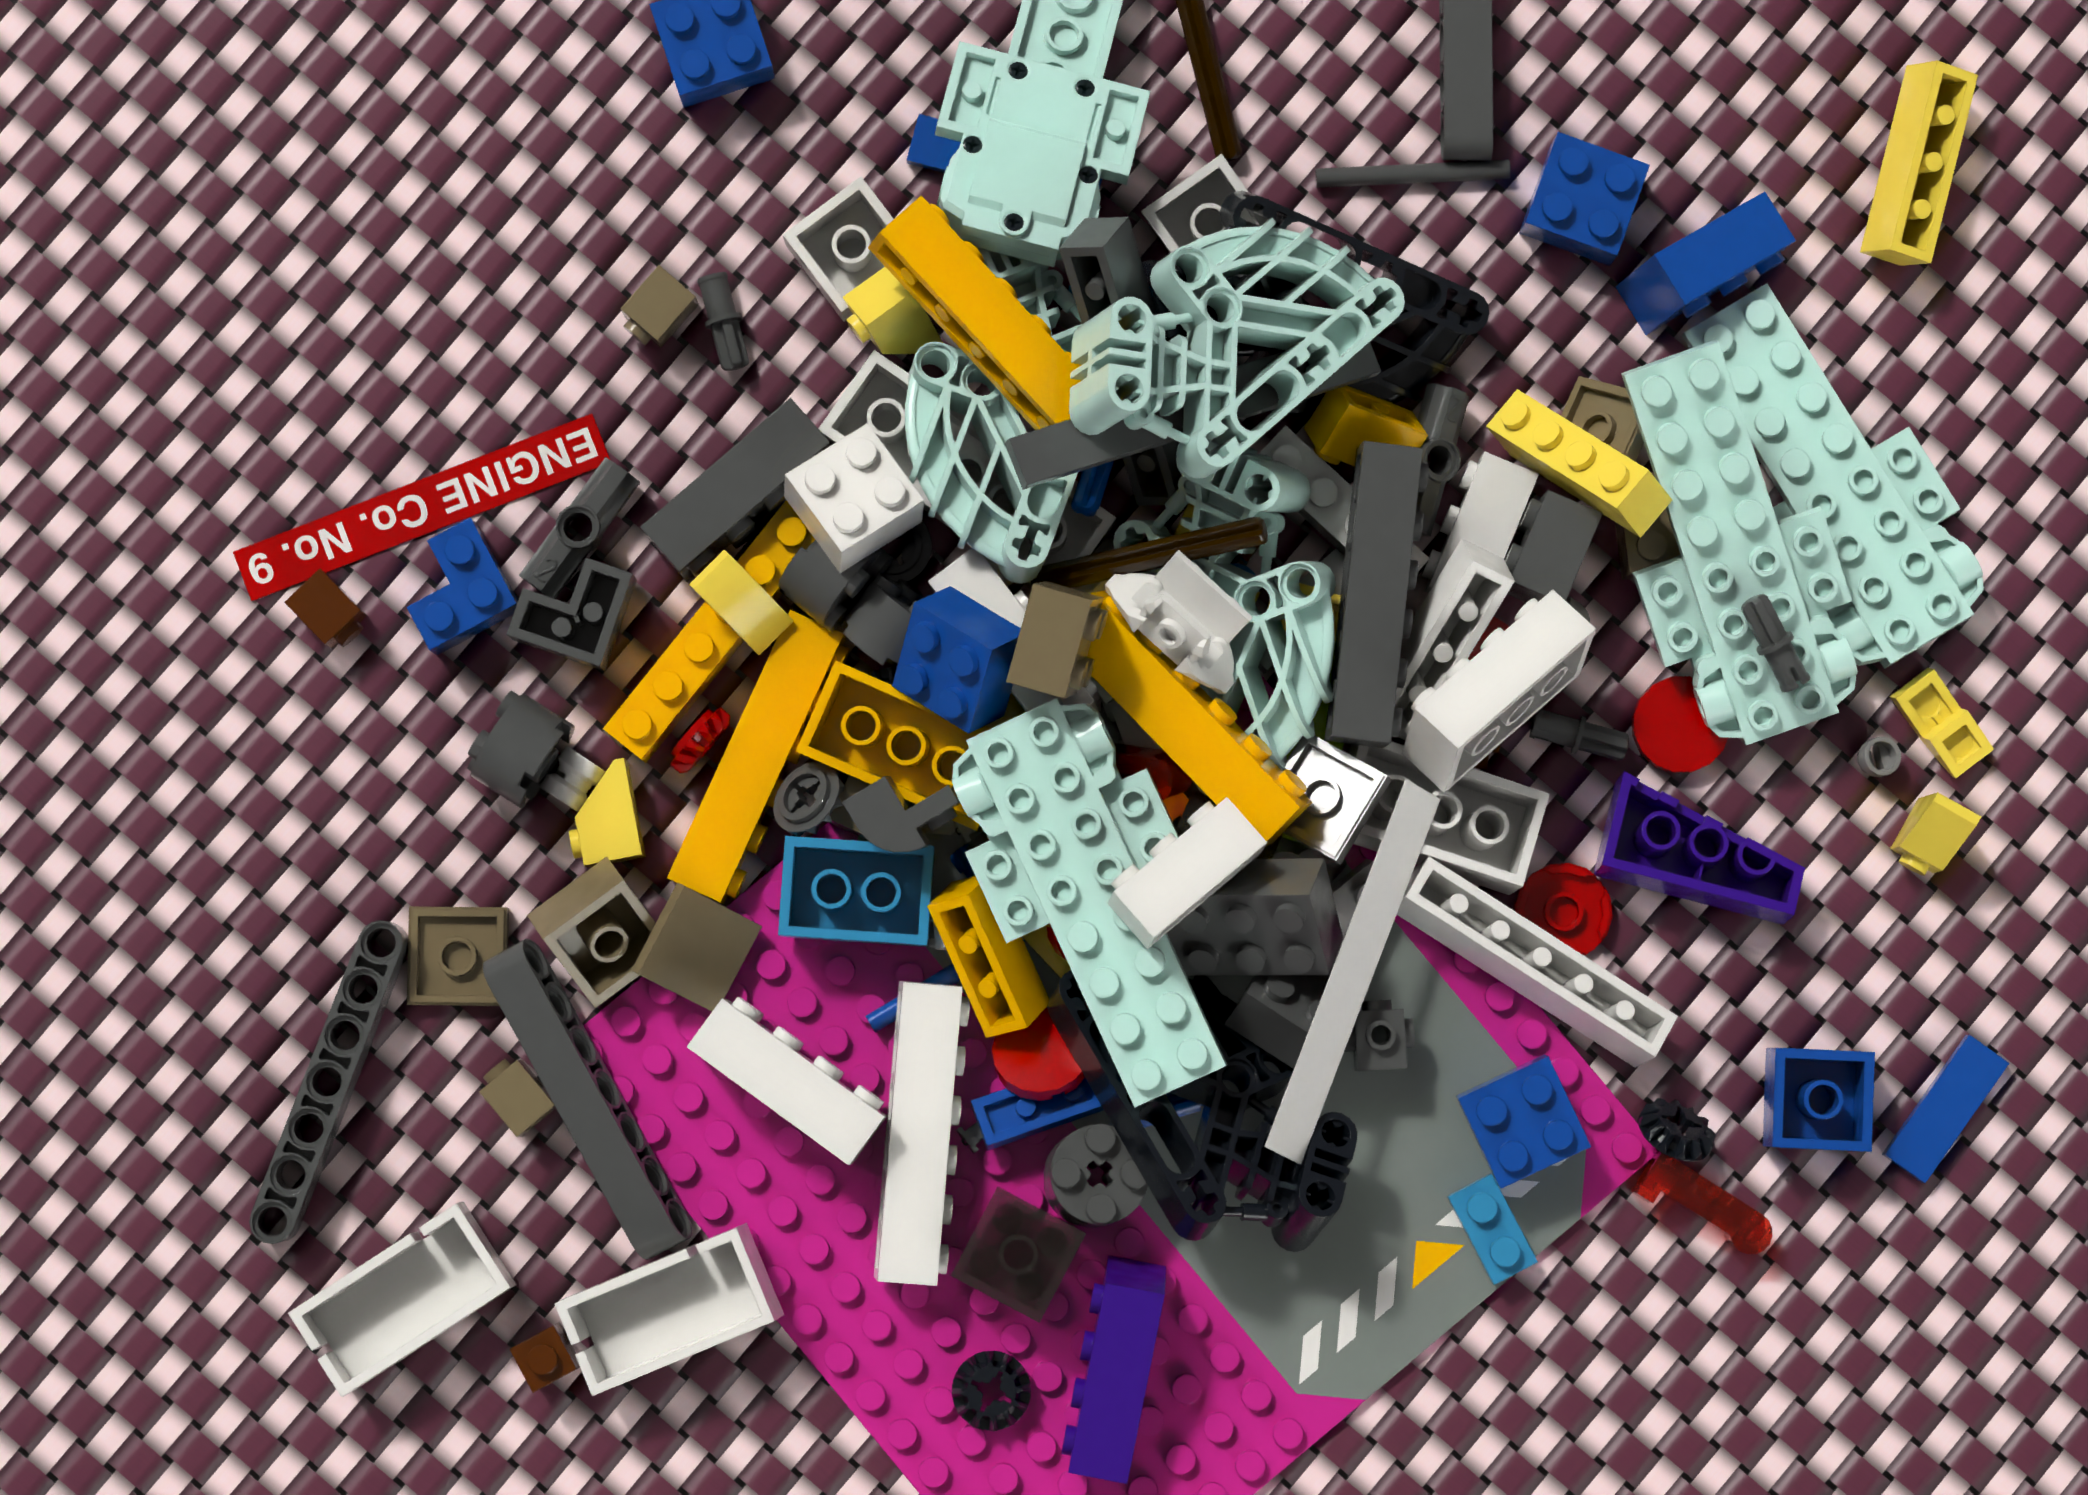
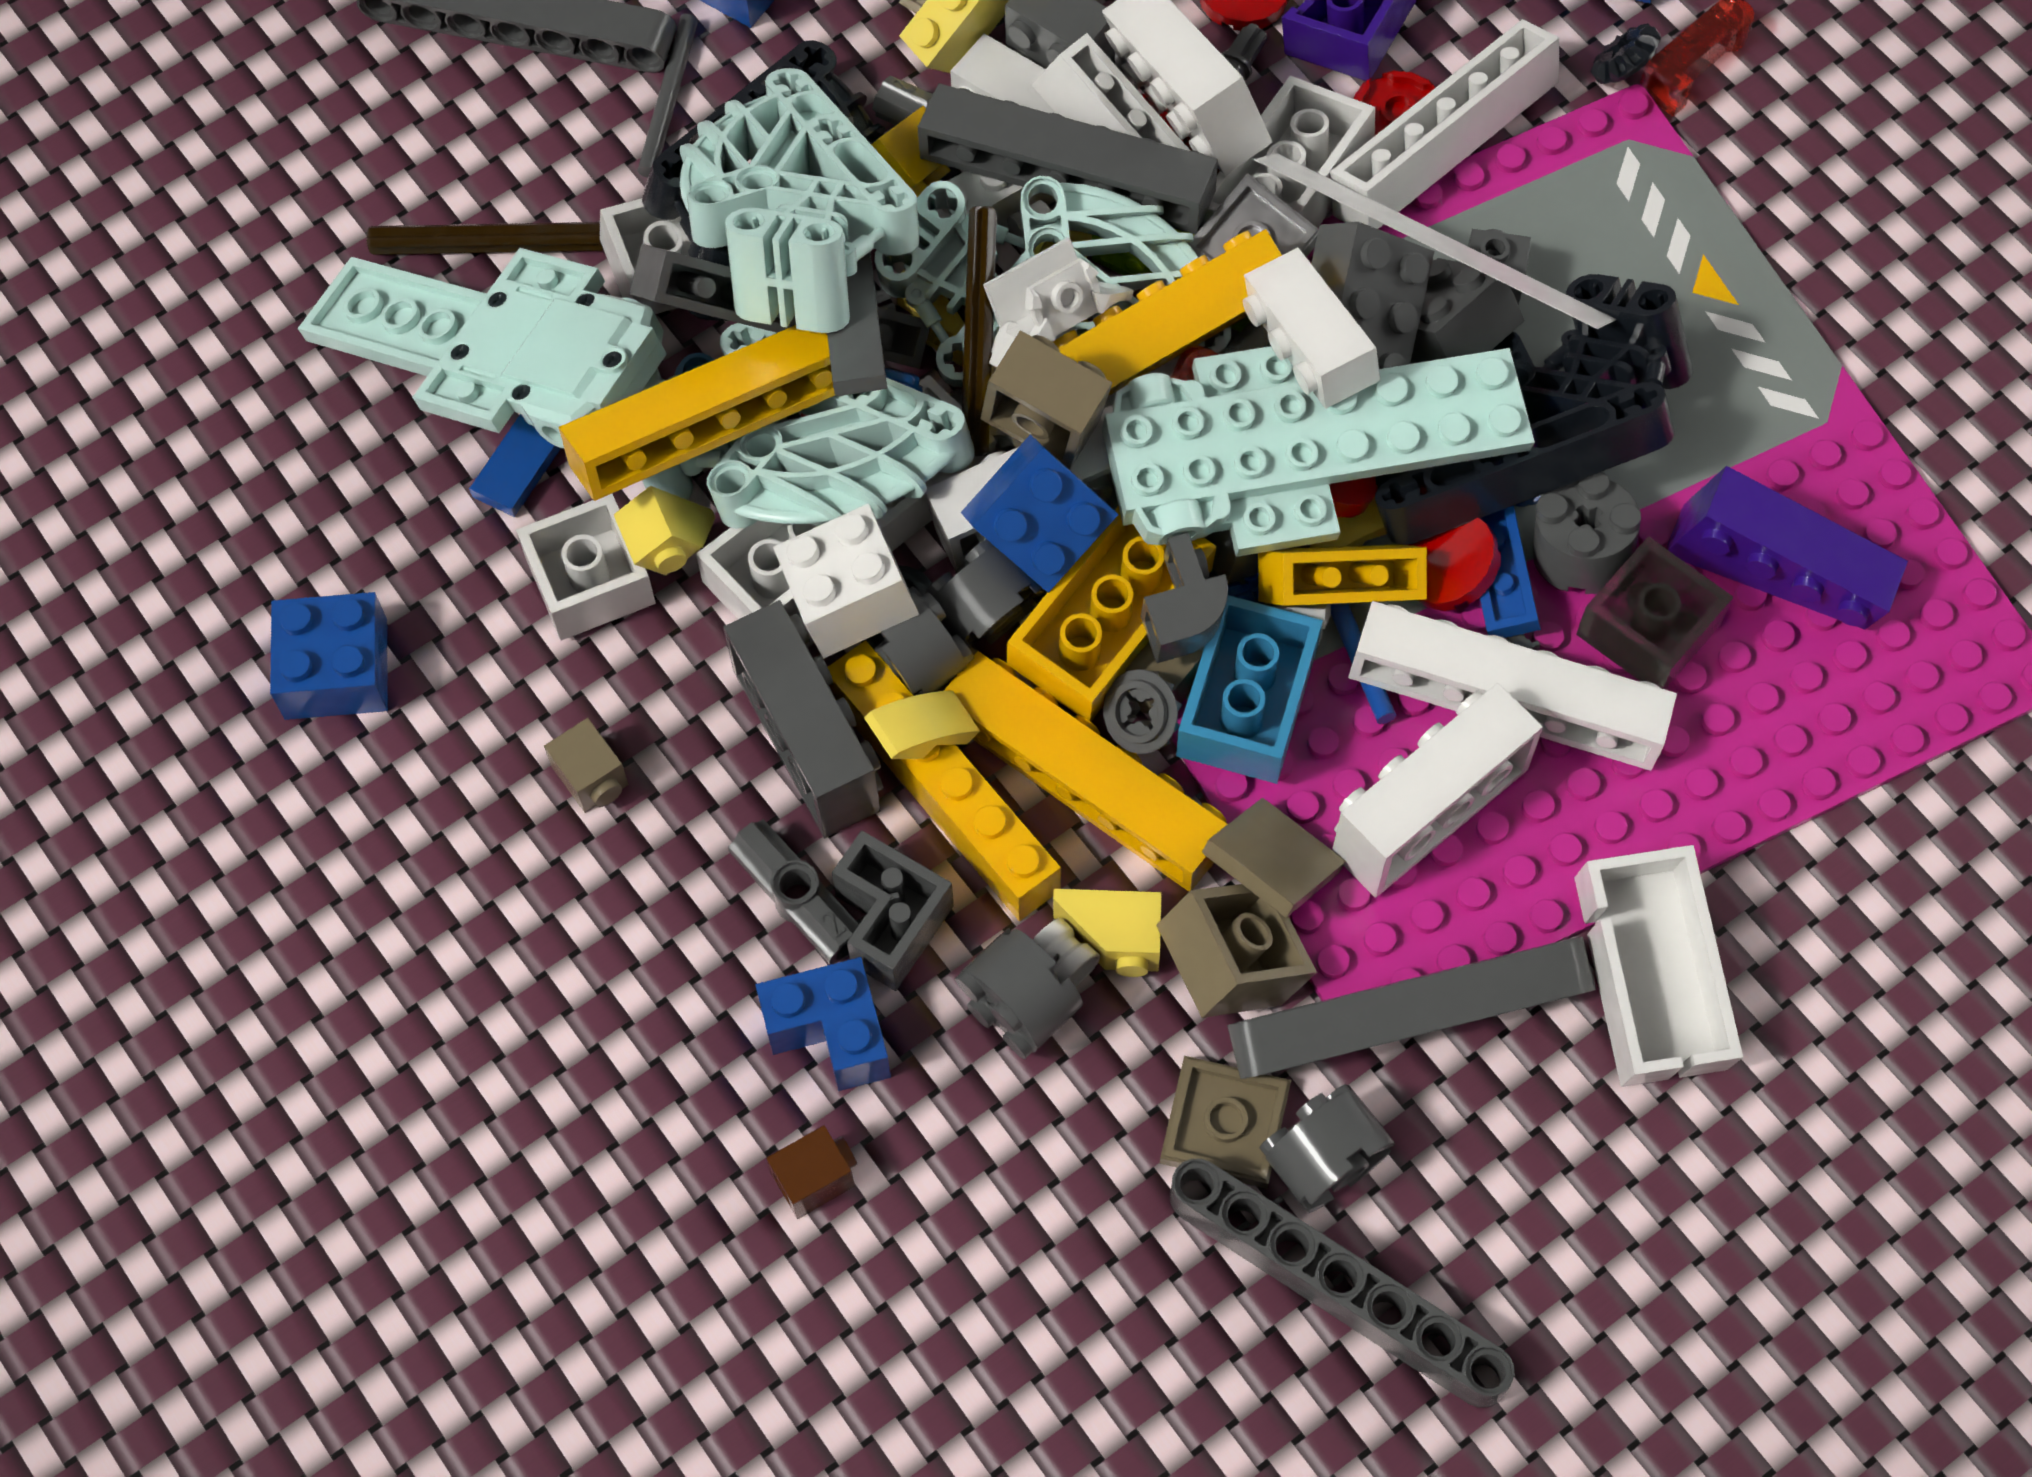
camera: 70 degrees left, 20 degrees down
(402, 1298) = (1600, 1248): white piece -> none
(421, 507) = (727, 1065): red sticker -> none
(437, 1048) = (1328, 1148): none -> dark grey brick
(517, 1096) = (1396, 1082): dark tan brick -> none
(545, 1357) = (1687, 1113): reddish brown brick -> none
(699, 739) = (1052, 815): red gear -> none
(723, 321) = (621, 711): dark grey axle -> none
(983, 1368) = (1795, 703): black gear -> none
(1492, 1229) = (1693, 222): dark azure plate -> none
(1523, 1121) = (1596, 166): blue brick -> none

